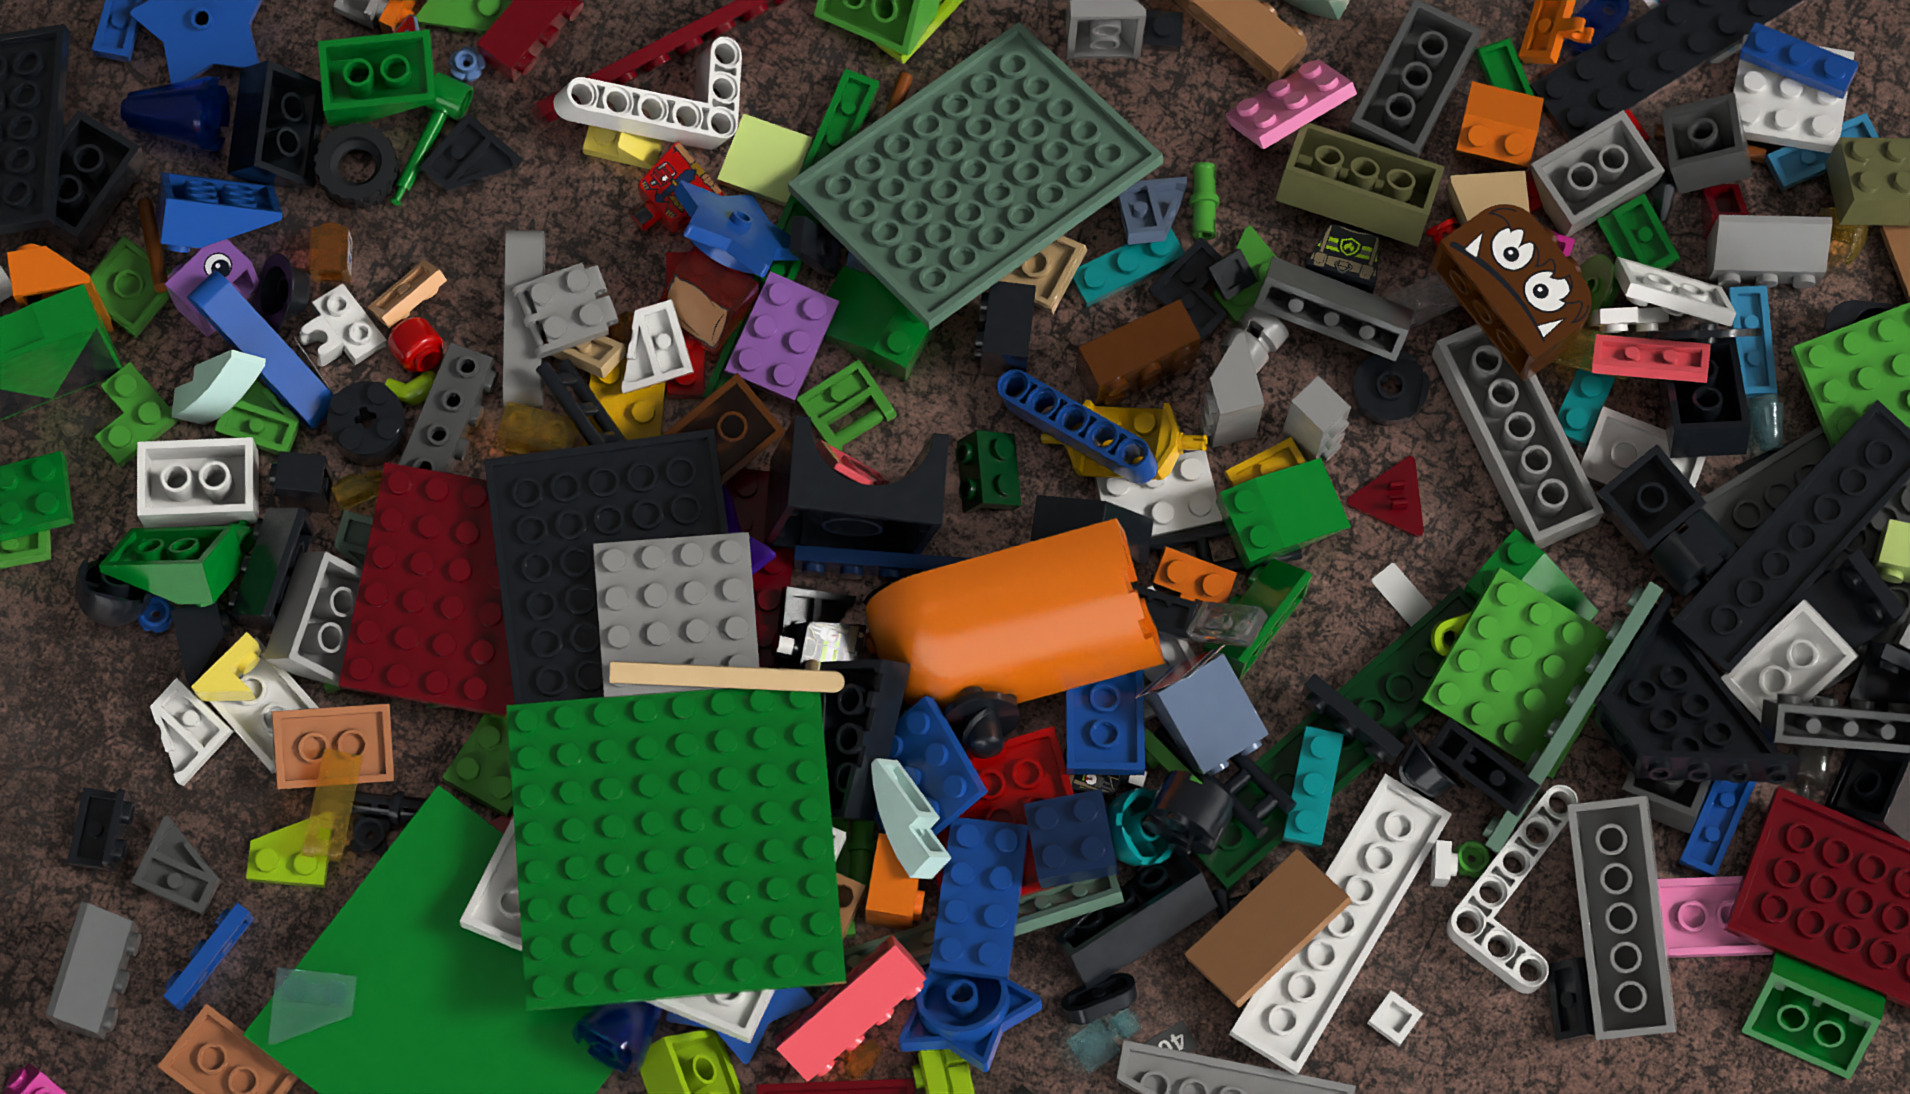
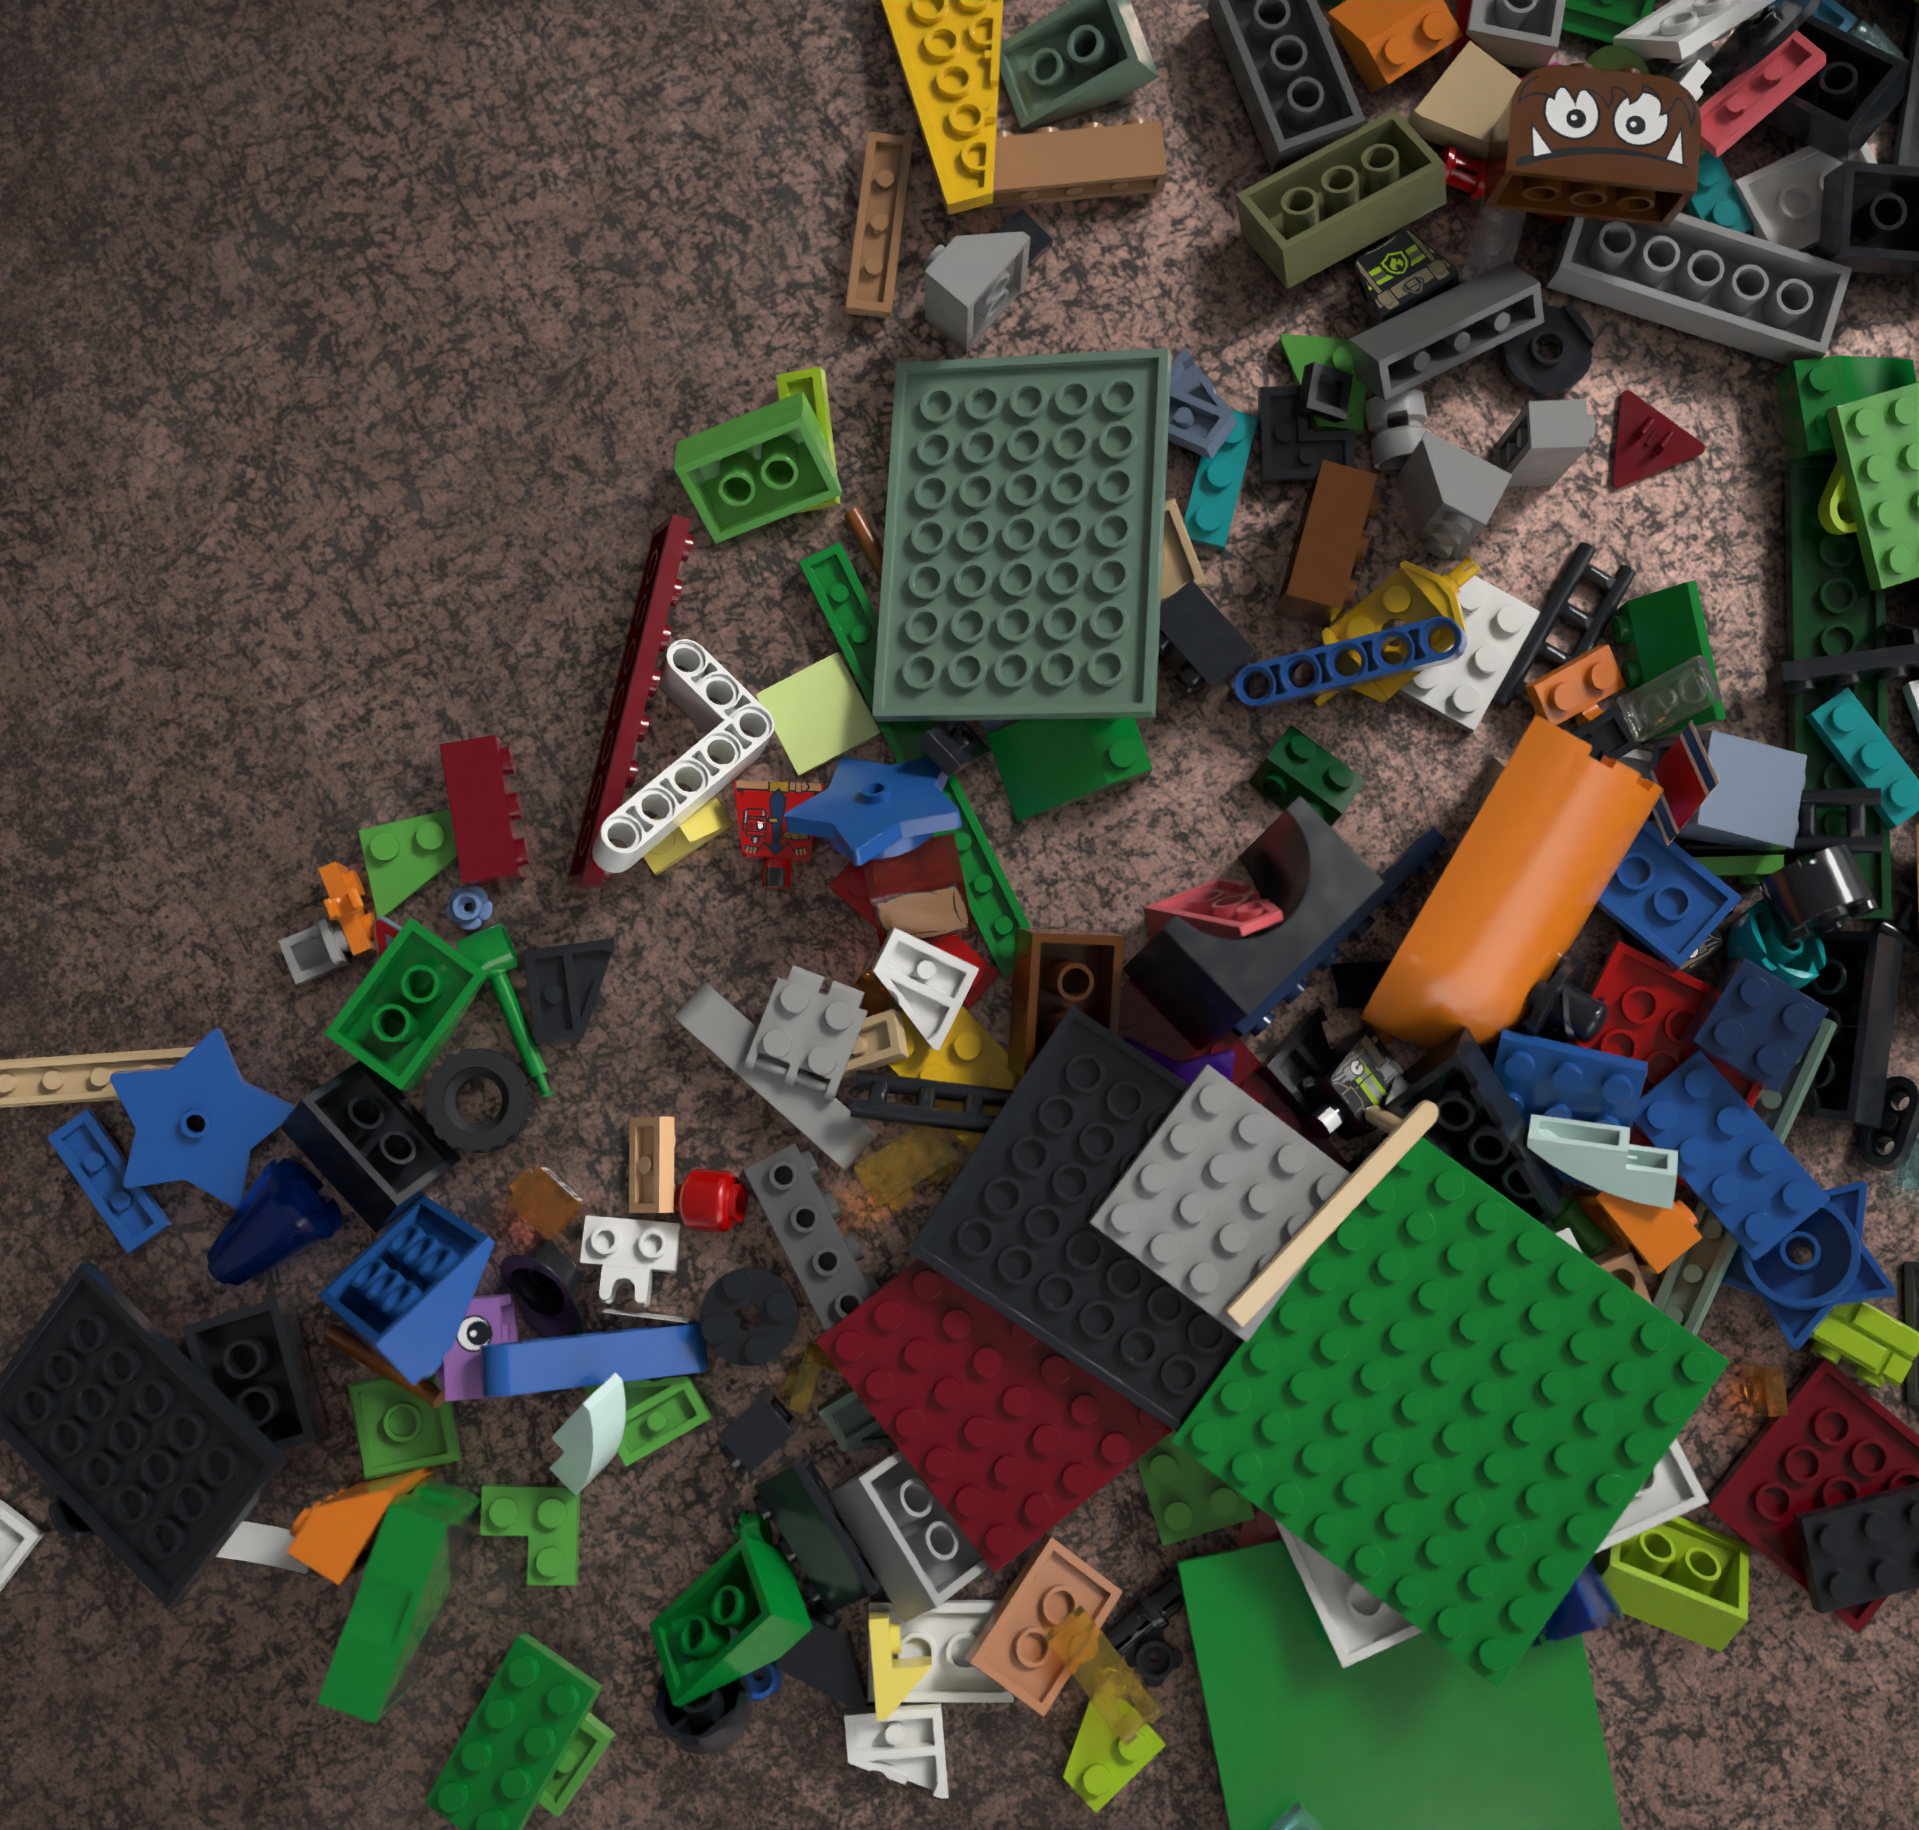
camera: 50 degrees left, 10 degrees up
(197, 482) = (666, 1530): white brick -> none
(414, 391) = (754, 1240): lime arm -> none
(782, 337) = (1015, 856): medium lavender plate -> none
(839, 397) = (1114, 853): bright green plate -> none
(850, 1009) = (1730, 1316): coral brick -> none
(1062, 514) = (1471, 742): black brick -> none
(1204, 200) = (1221, 353): bright green pin -> none
(1270, 460) = (1530, 531): yellow plate -> none
(1281, 512) = (1590, 555): green slope -> none
(1290, 103) = (1205, 190): bright pink plate -> none
(1401, 594) = (1745, 516): white sticker -> none

